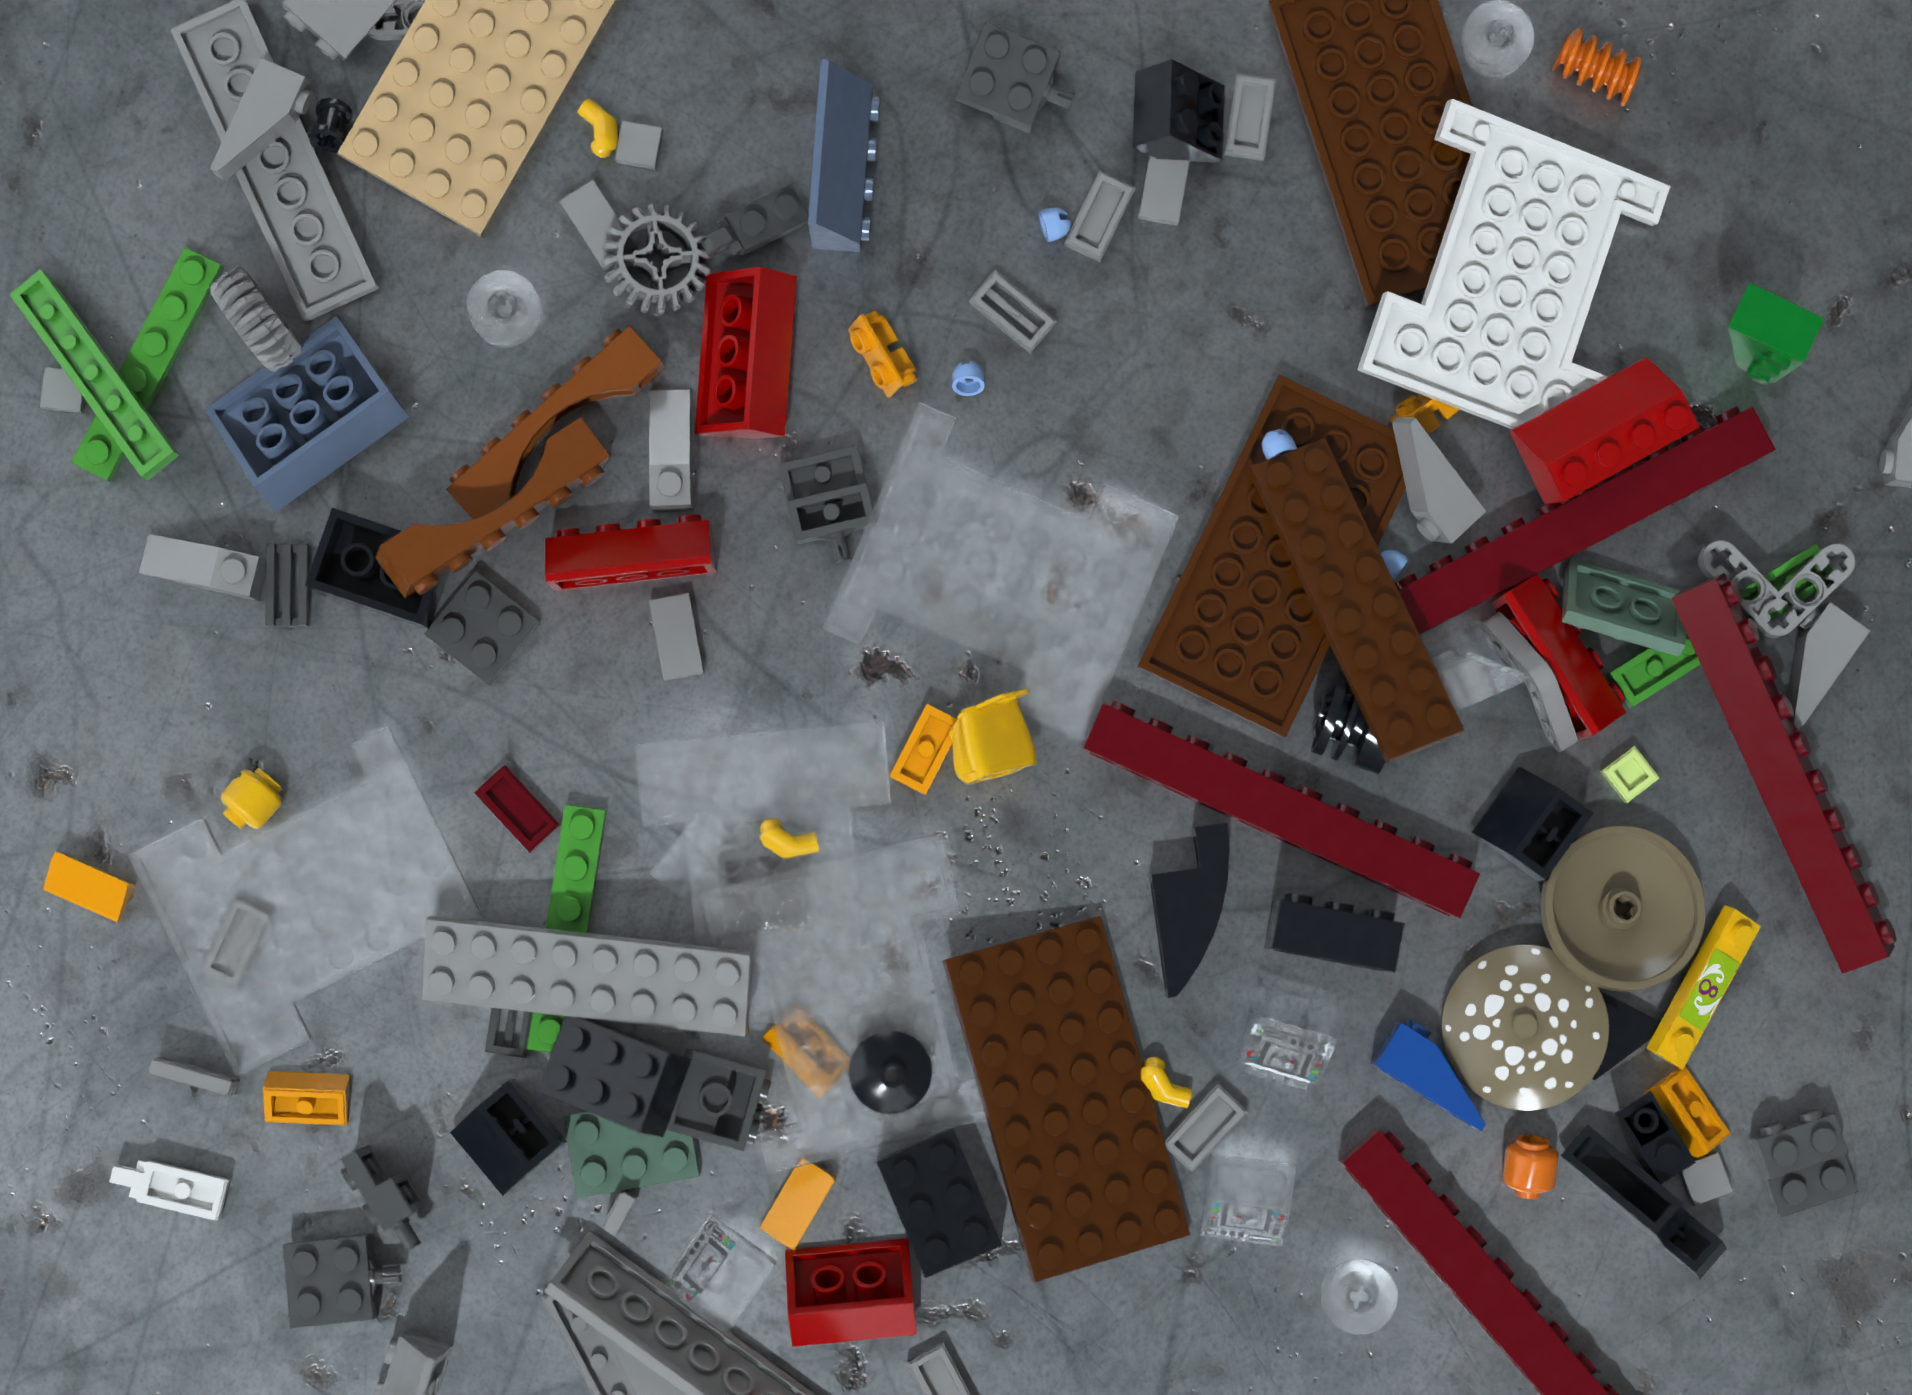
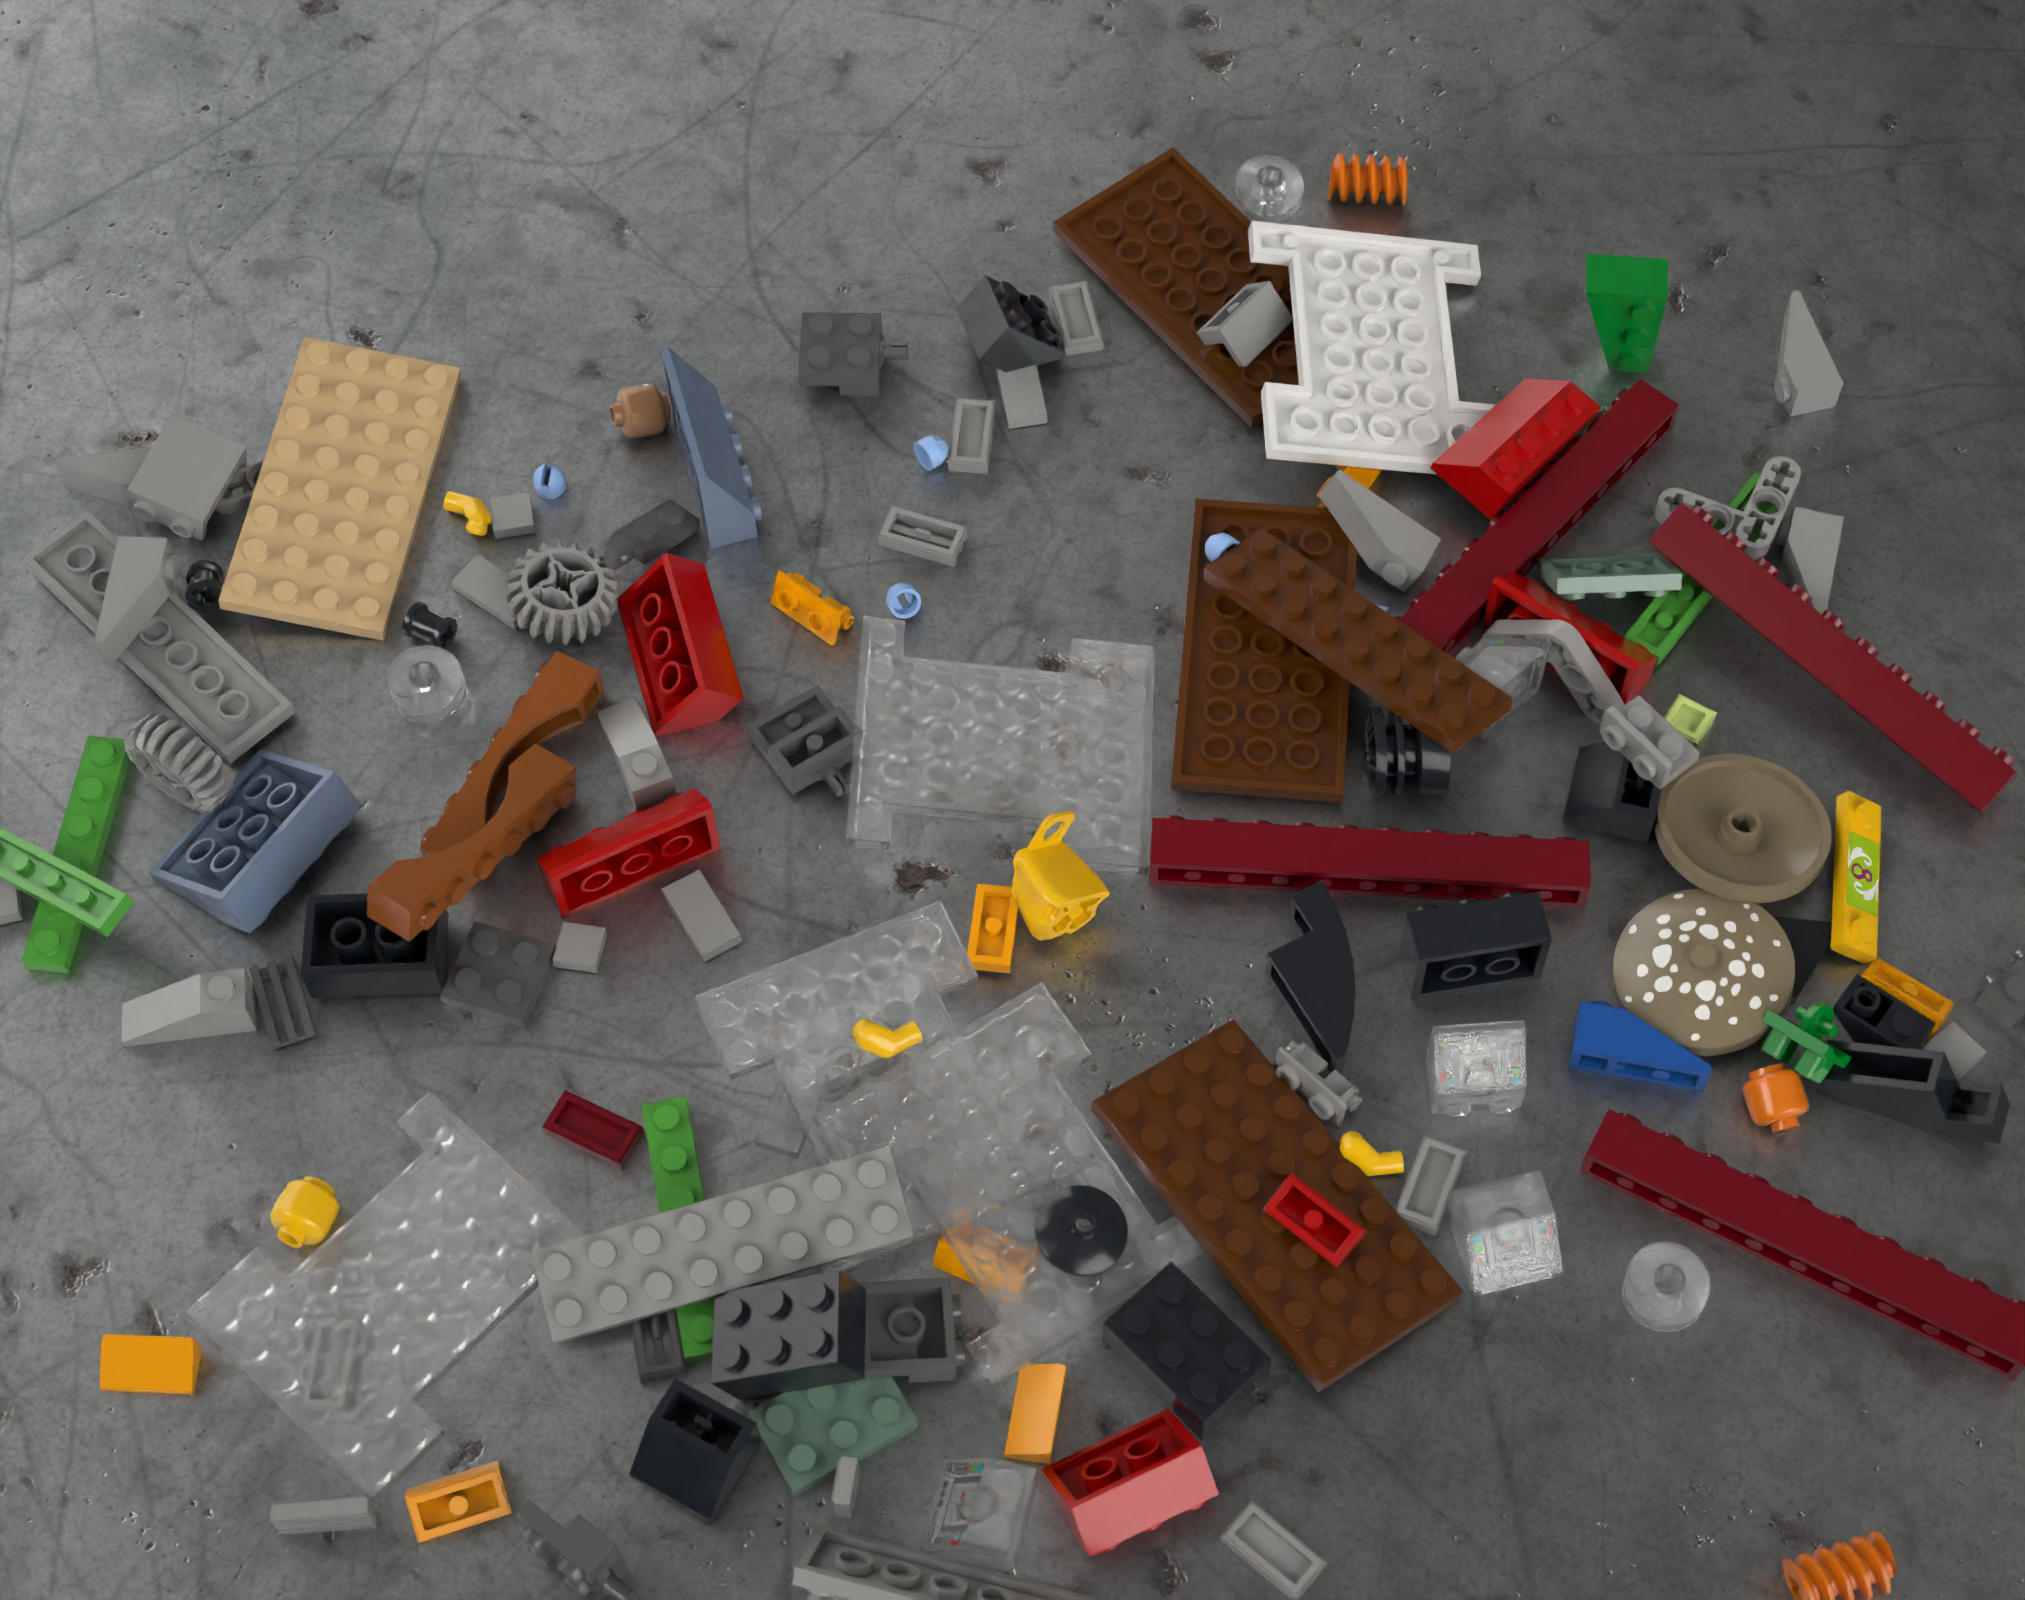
camera: 15 degrees left, 25 degrees down
(524, 245) = (429, 626): none -> black bush
(560, 628) = (580, 947): none -> light grey tile
(692, 123) = (557, 481): none -> light blue hinge
(793, 75) = (641, 411): none -> medium nougat head
(1089, 1137) = (1315, 1220): none -> red slope
(1150, 1017) = (1326, 1097): none -> light grey hinge
(1405, 198) = (1248, 322): none -> light grey panel
(1572, 807) = (1648, 741): none -> light grey bracket
(1582, 1132) = (1814, 1024): none -> green hips

